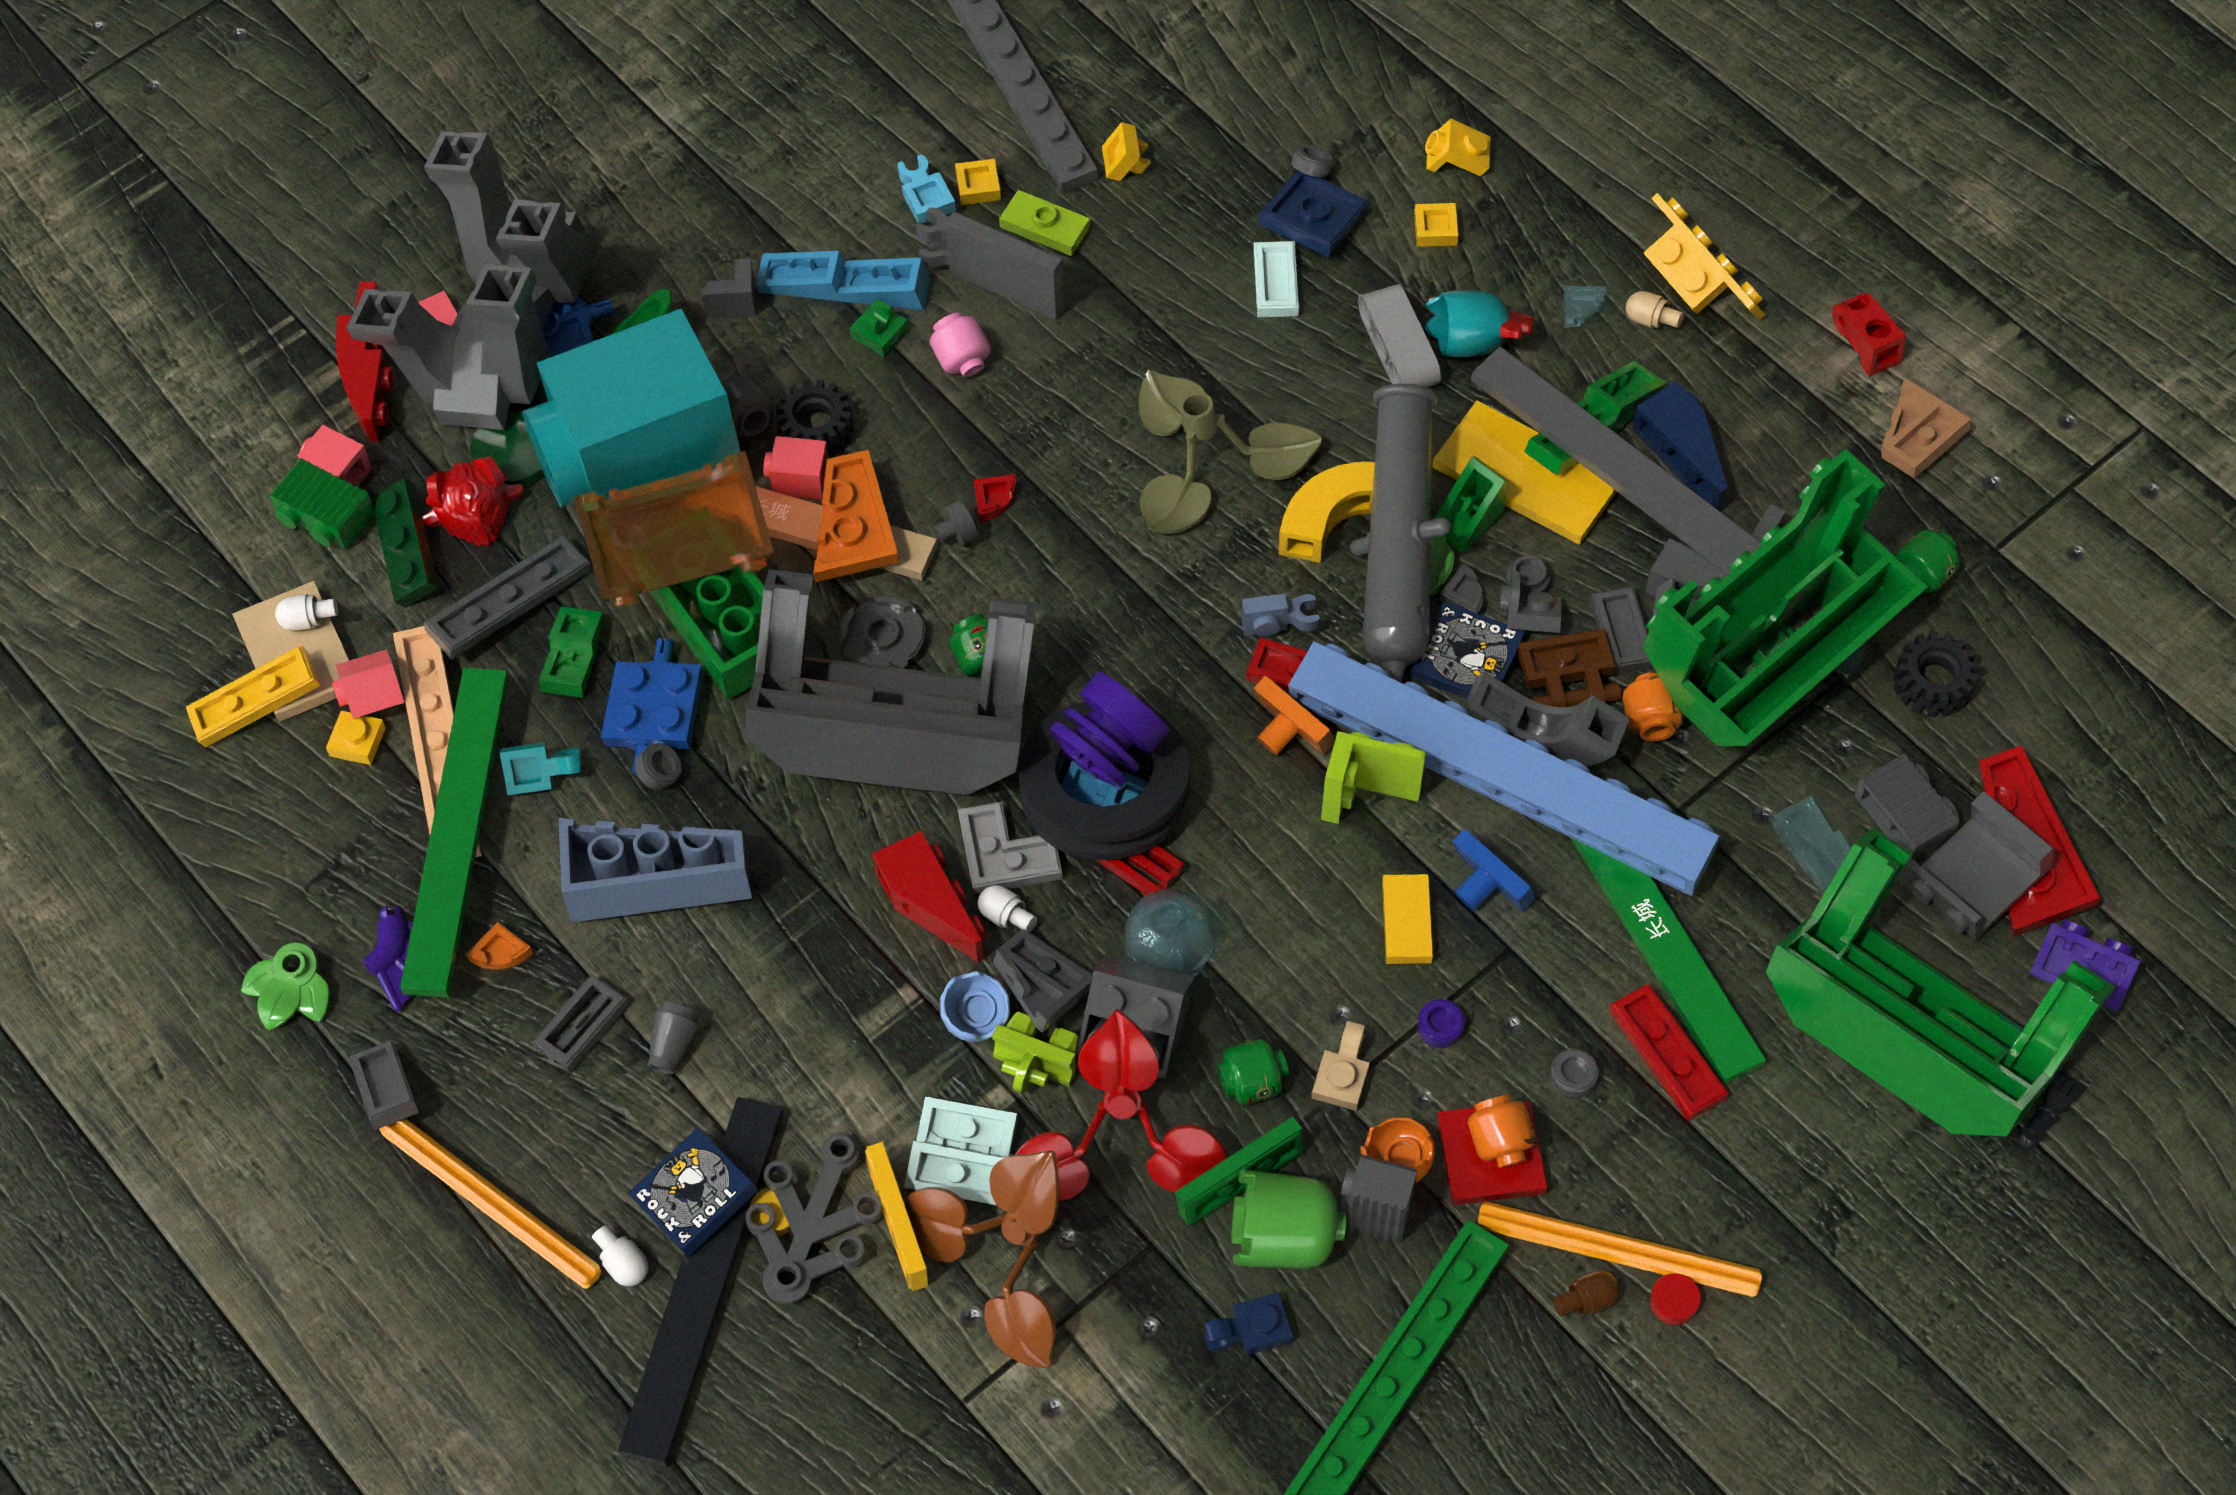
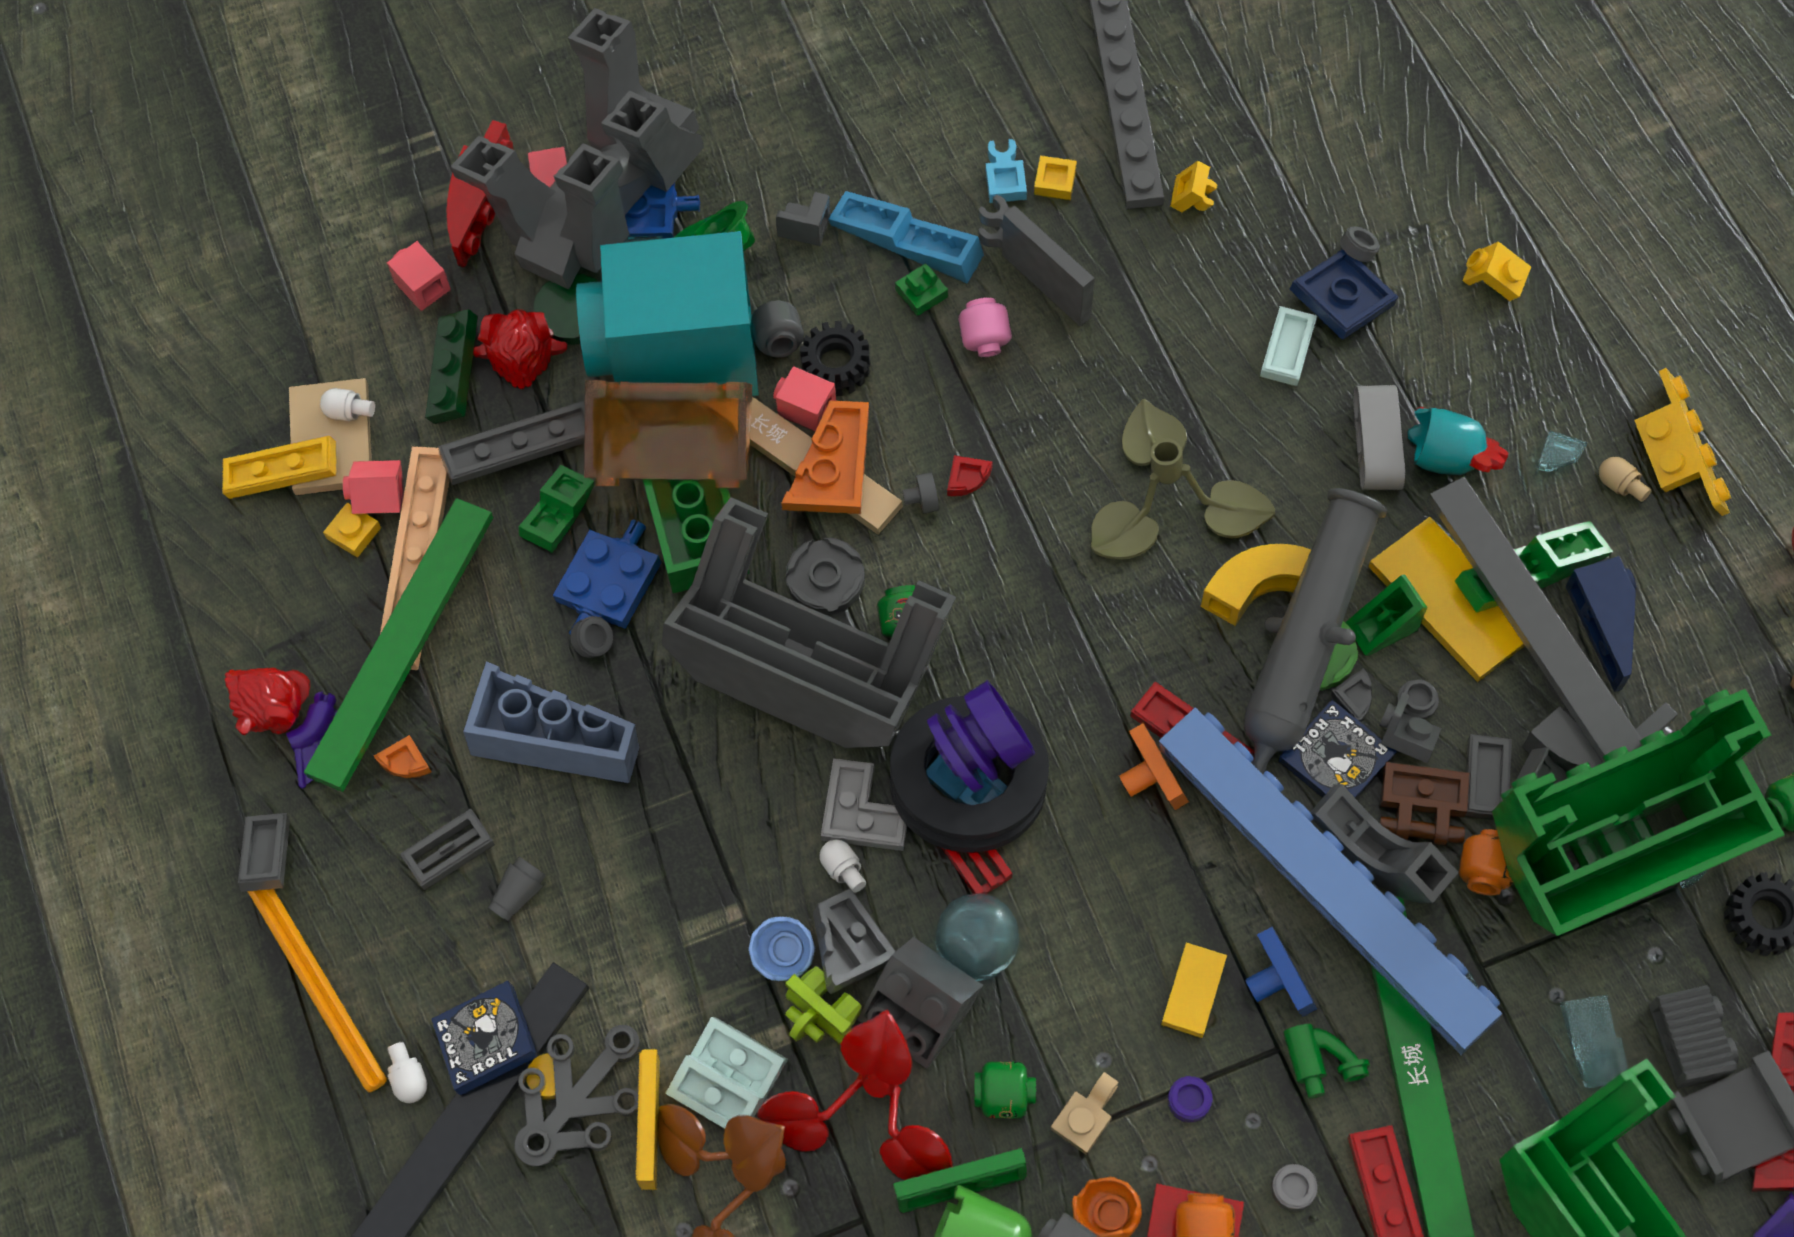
camera: 20 degrees right, 5 degrees up
(286, 992) = (215, 741): bright green plate -> none
(322, 505) = (394, 311): green brick -> none
(330, 928) = (266, 698): none -> red hair
(530, 768) = (484, 606): teal plate -> none
(921, 891) = (772, 820): red slope -> none
(1044, 222) = (1100, 233): lime plate -> none
(1272, 613) = (1172, 664): sand blue plate -> none
(1372, 766) = (1201, 832): lime bracket -> none
(1436, 224) = (1452, 336): yellow tile -> none
(1536, 937) = (1303, 1047): none -> green plant

